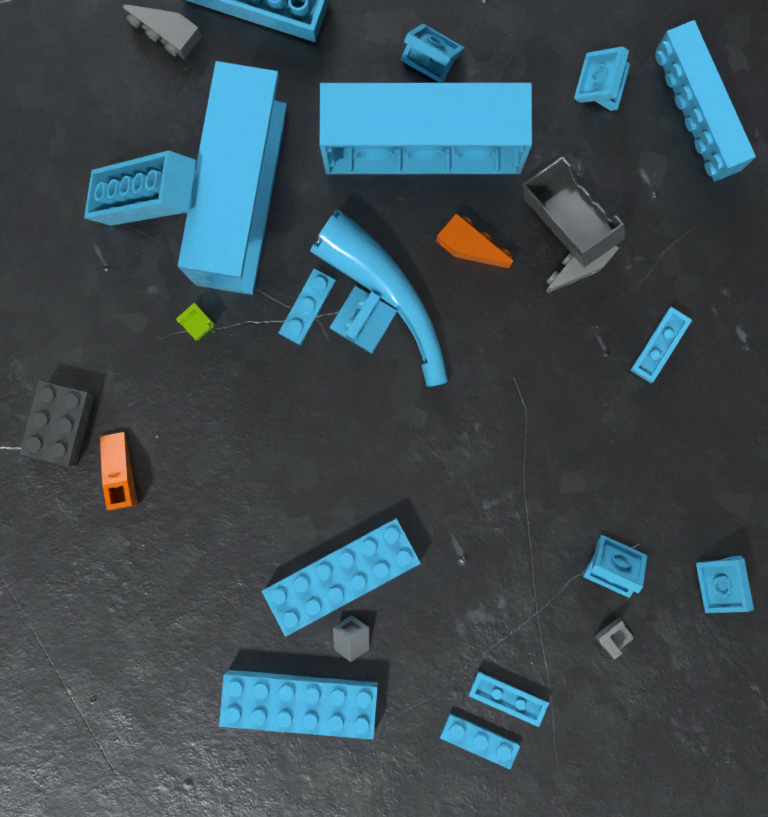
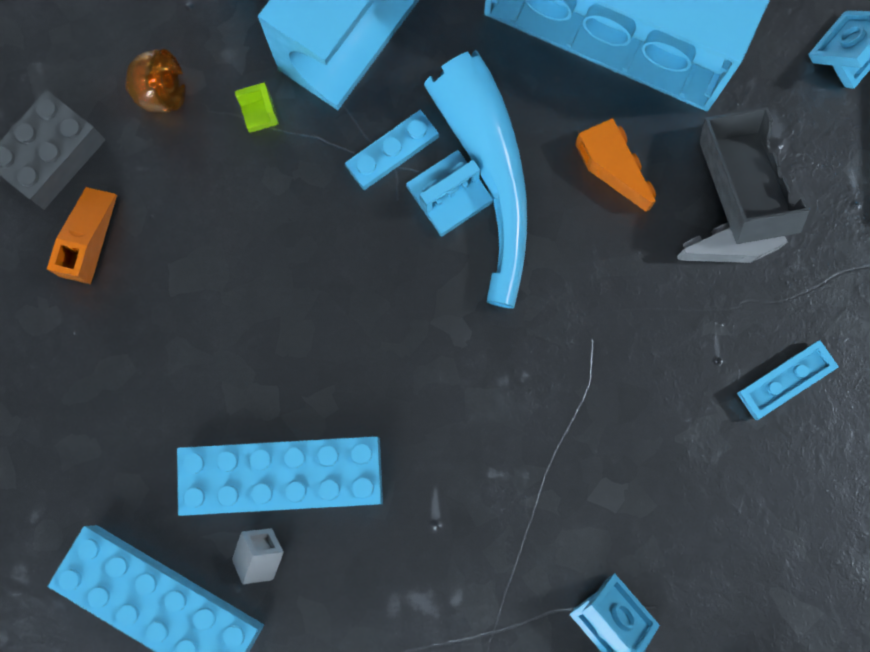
camera: 20 degrees right, 5 degrees down
(112, 338) = (154, 81): none -> clear orange cylinder

